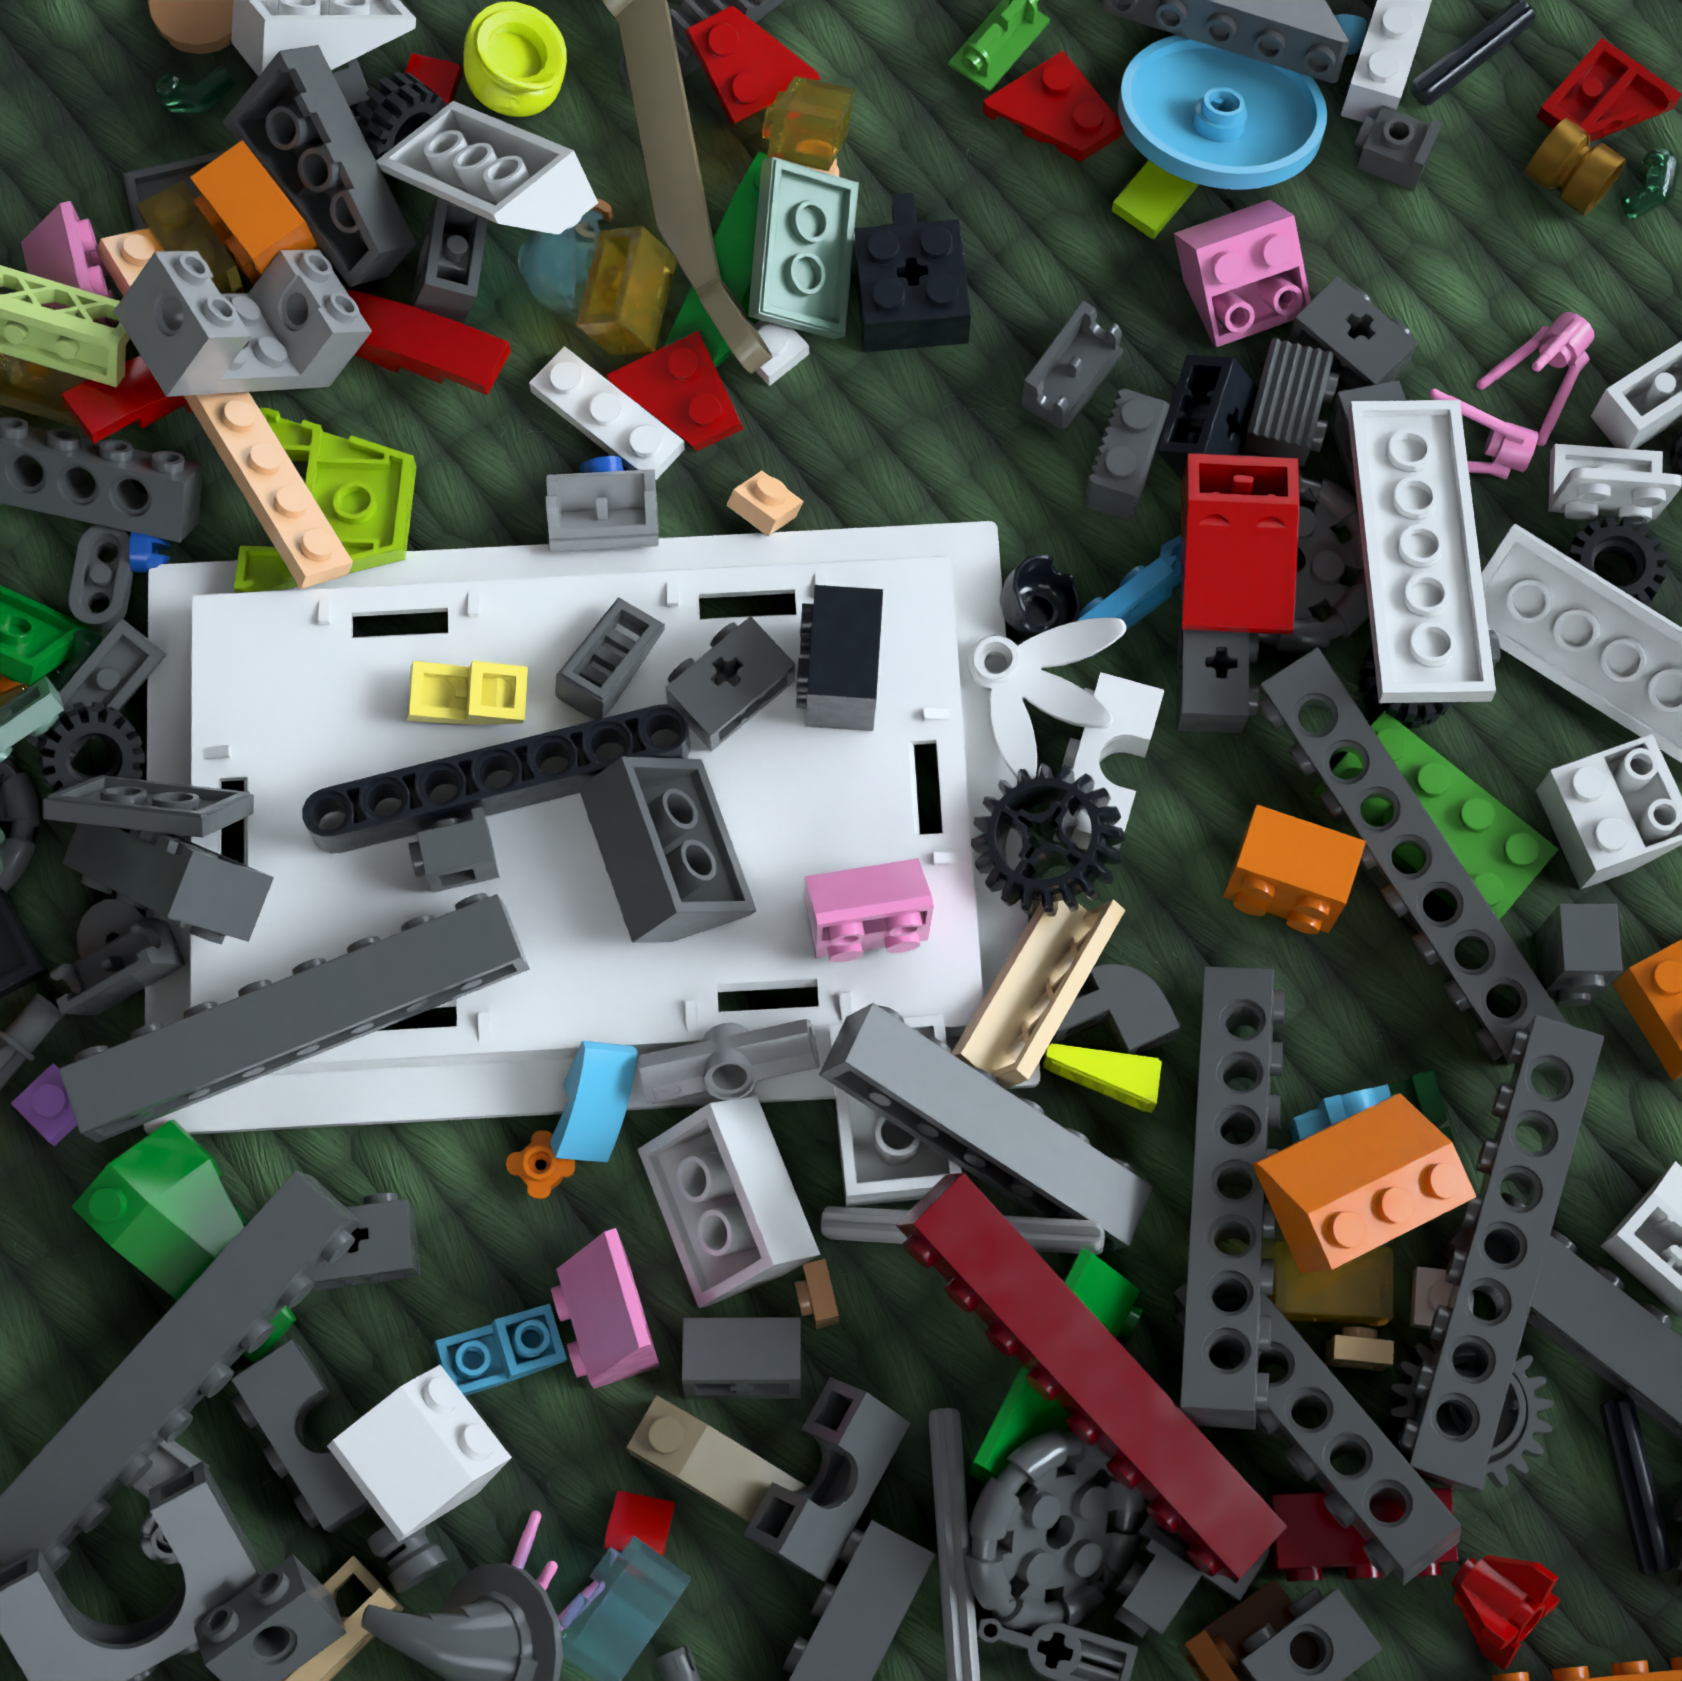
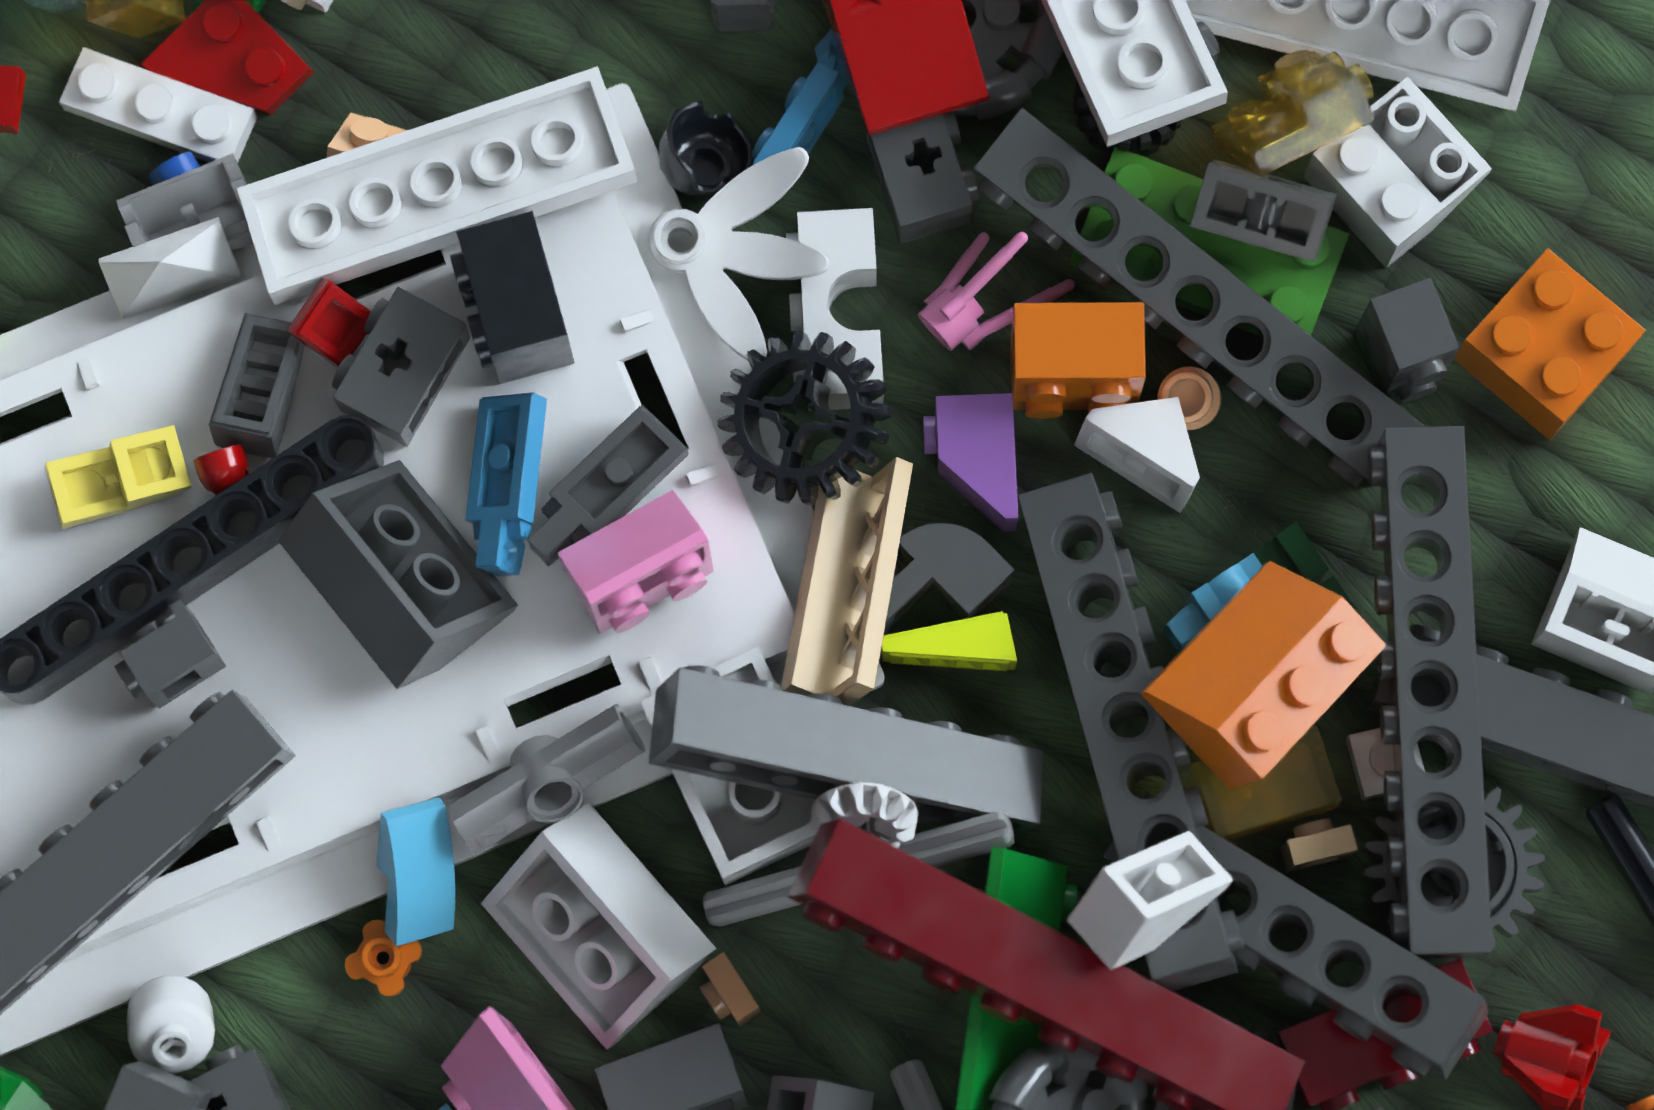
camera: 15 degrees left, 5 degrees up
(347, 1155) = (170, 1023): none -> white head
(554, 713) = (221, 468): none -> red hinge
(570, 542) = (170, 267): none -> white slope
(684, 628) = (330, 323): none -> red tile
(782, 803) = (505, 478): none -> dark azure hinge
(795, 542) = (434, 180): none -> white plate
(866, 835) = (607, 483): none -> dark grey hinge
(1008, 1186) = (856, 803): none -> white gear
(1182, 920) = (977, 452): none -> medium lavender slope
(1199, 1335) = (1147, 898): none -> white slope
(1203, 799) = (952, 309): none -> bright pink plant
(1325, 964) = (1144, 445): none -> white slope
(1376, 938) = (1197, 395): none -> light nougat plate
(1492, 801) = (1263, 210): none -> dark grey brick
(1557, 730) = (1305, 107): none -> clear yellow plate

